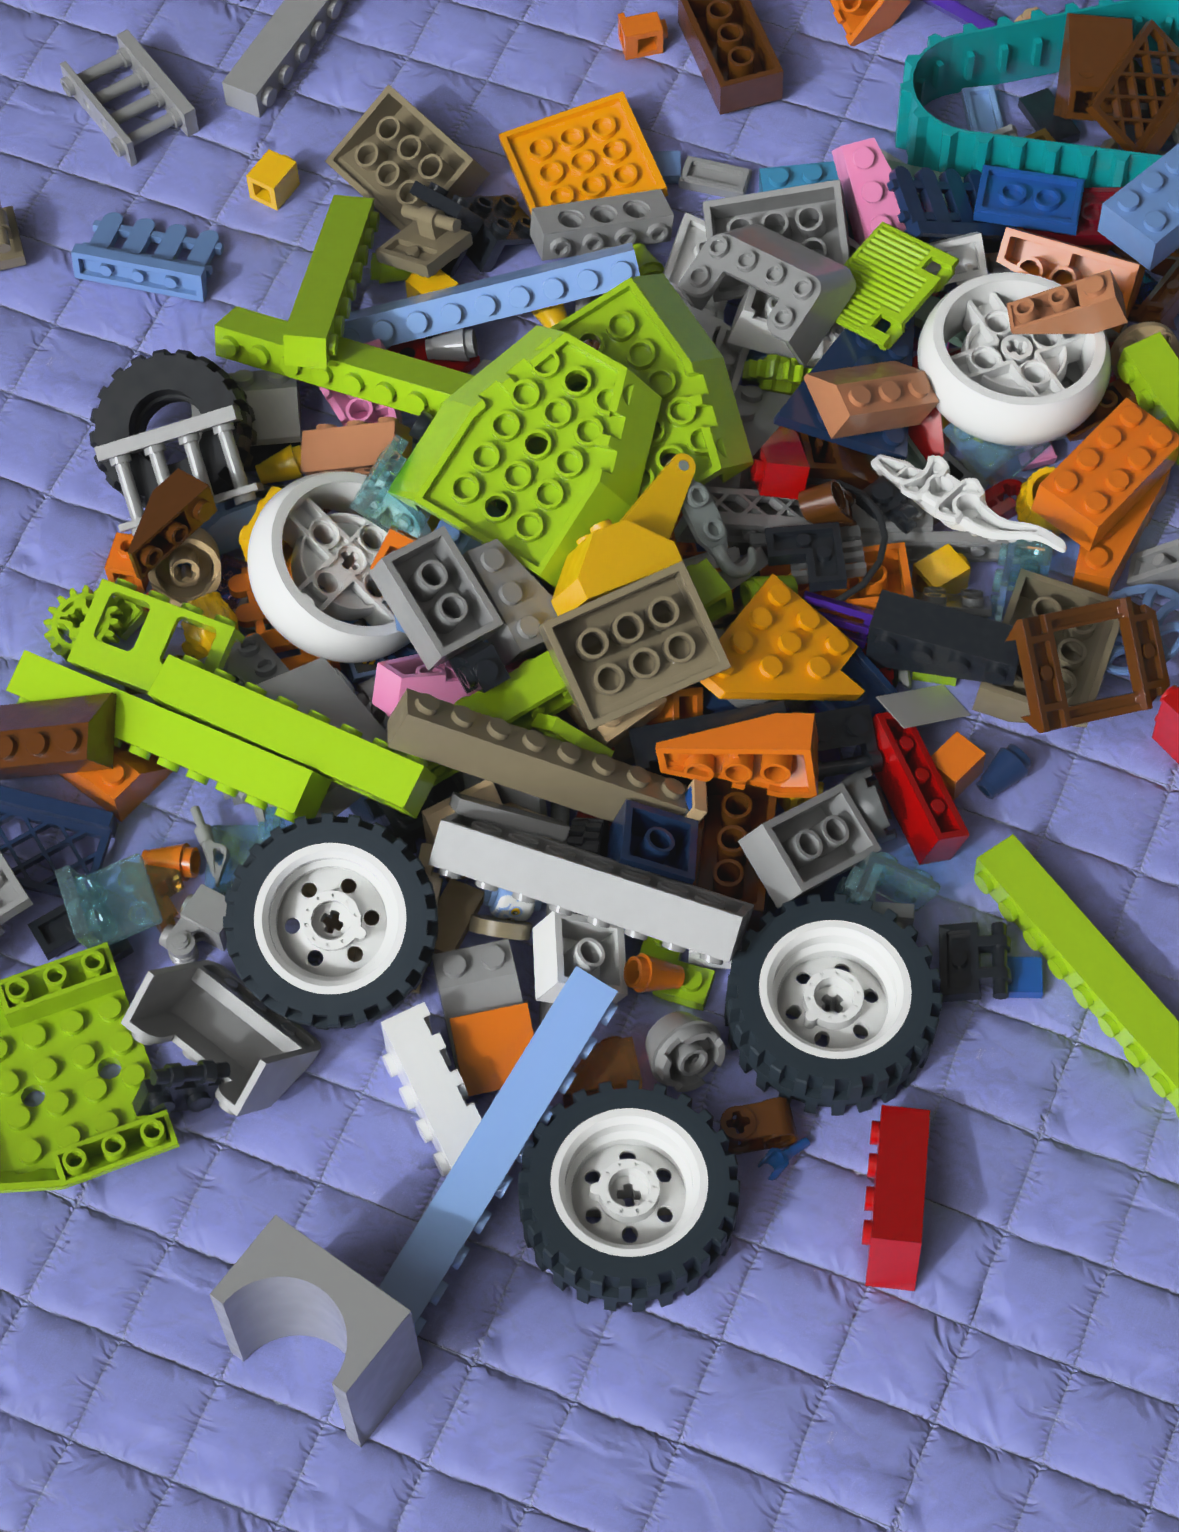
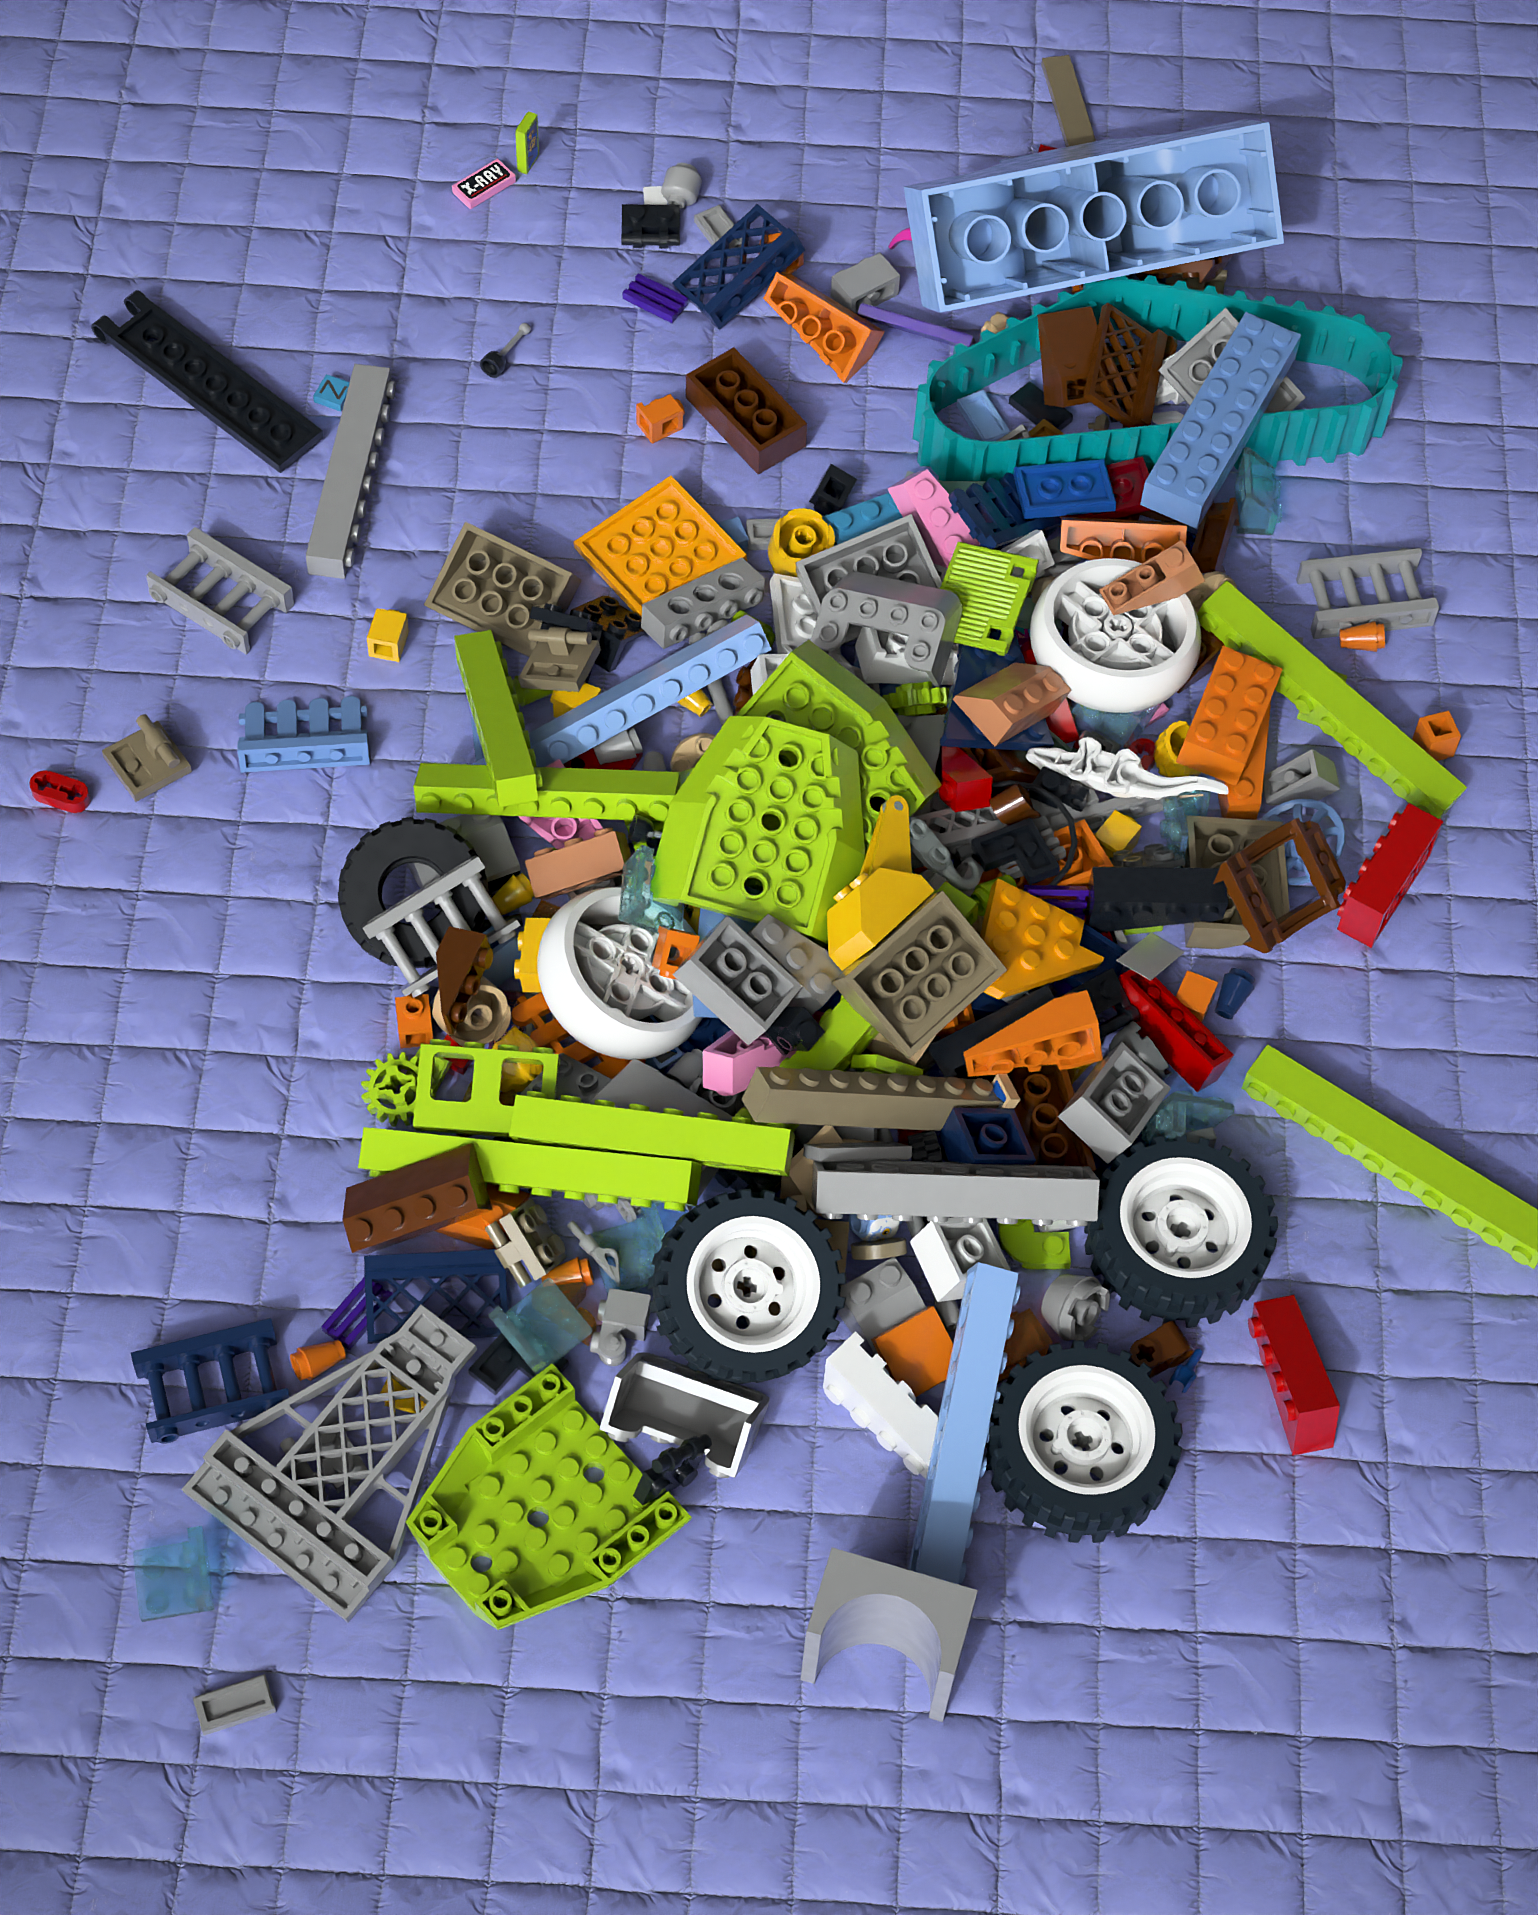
camera: 25 degrees left, 0 degrees up
(137, 812) = (530, 1242): none -> dark tan plate
(649, 974) = (1024, 1250): orange cone -> none
(725, 177) = (796, 538): none -> yellow brick
(790, 138) = (838, 485): none -> black brick
(961, 961) = (1263, 1155): black plate -> none
(1026, 977) = (1315, 1162): blue tile -> none

